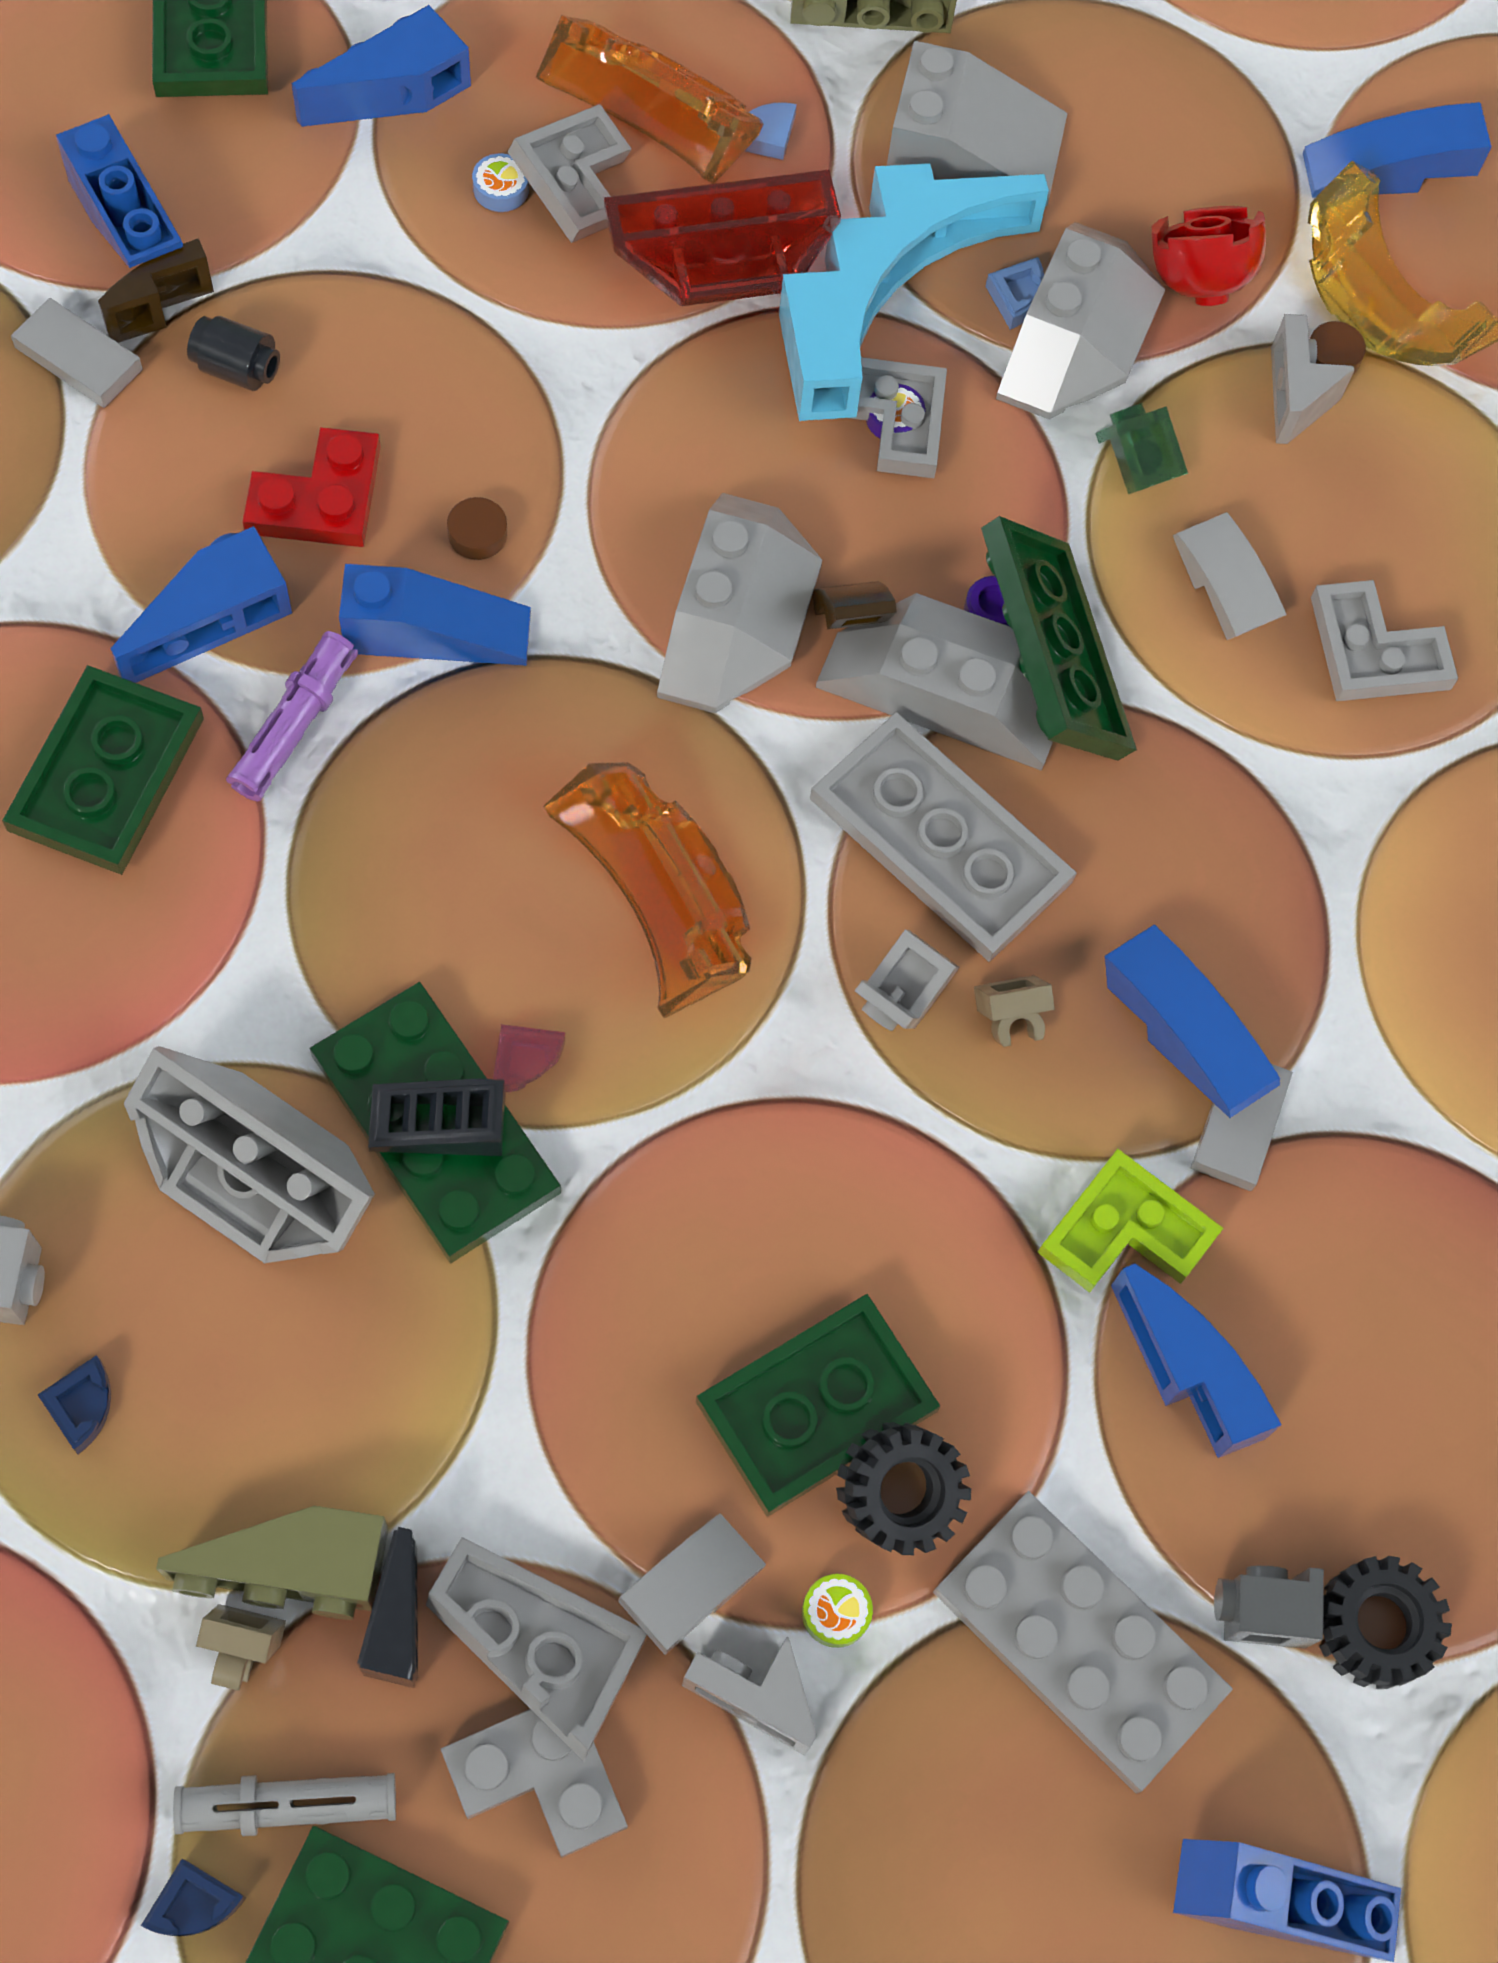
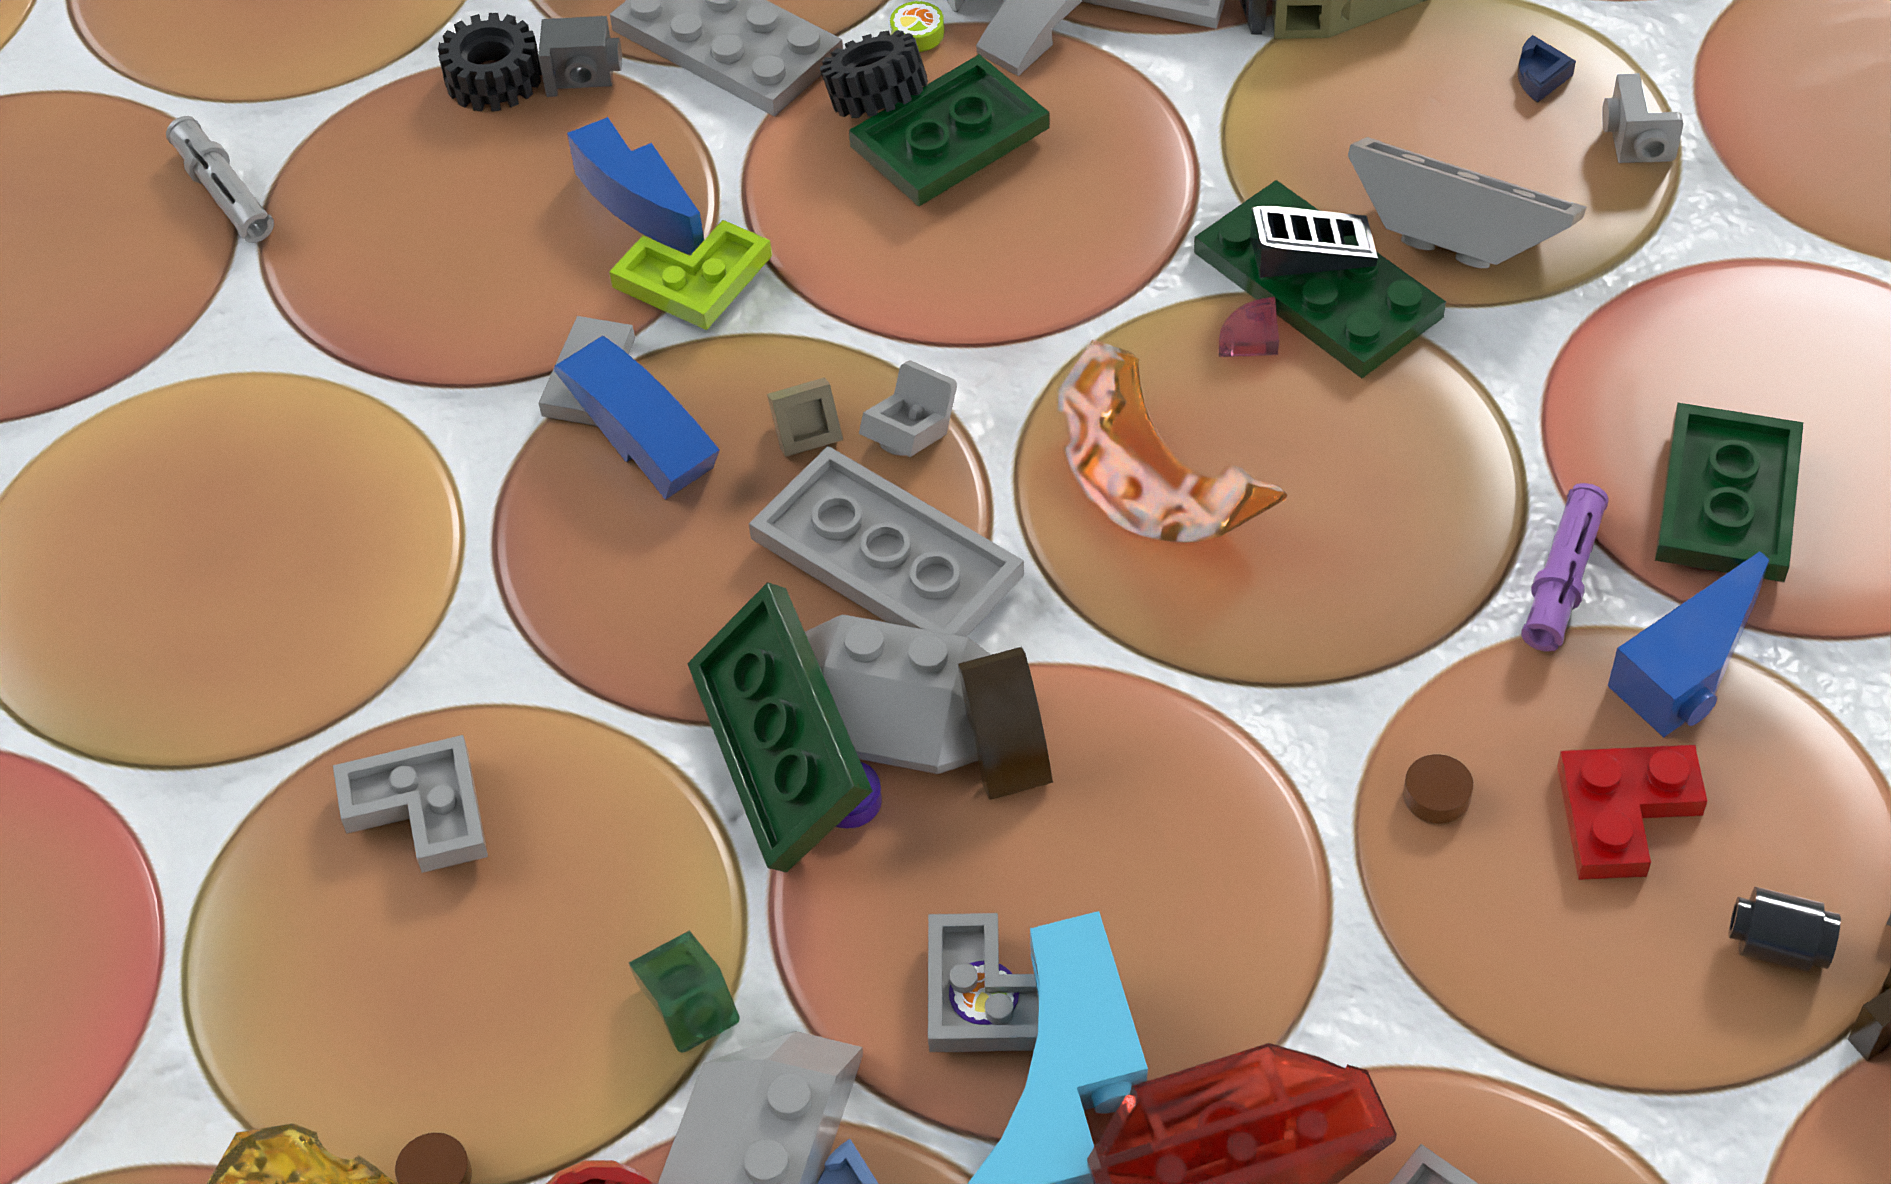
camera: 175 degrees left, 15 degrees down
(429, 618) = (1459, 670): blue slope -> none
(738, 605) = (1125, 757): light grey wedge -> none
(1232, 574) = (583, 856): light grey slope -> none
(1300, 385) = (480, 1090): light grey slope -> none

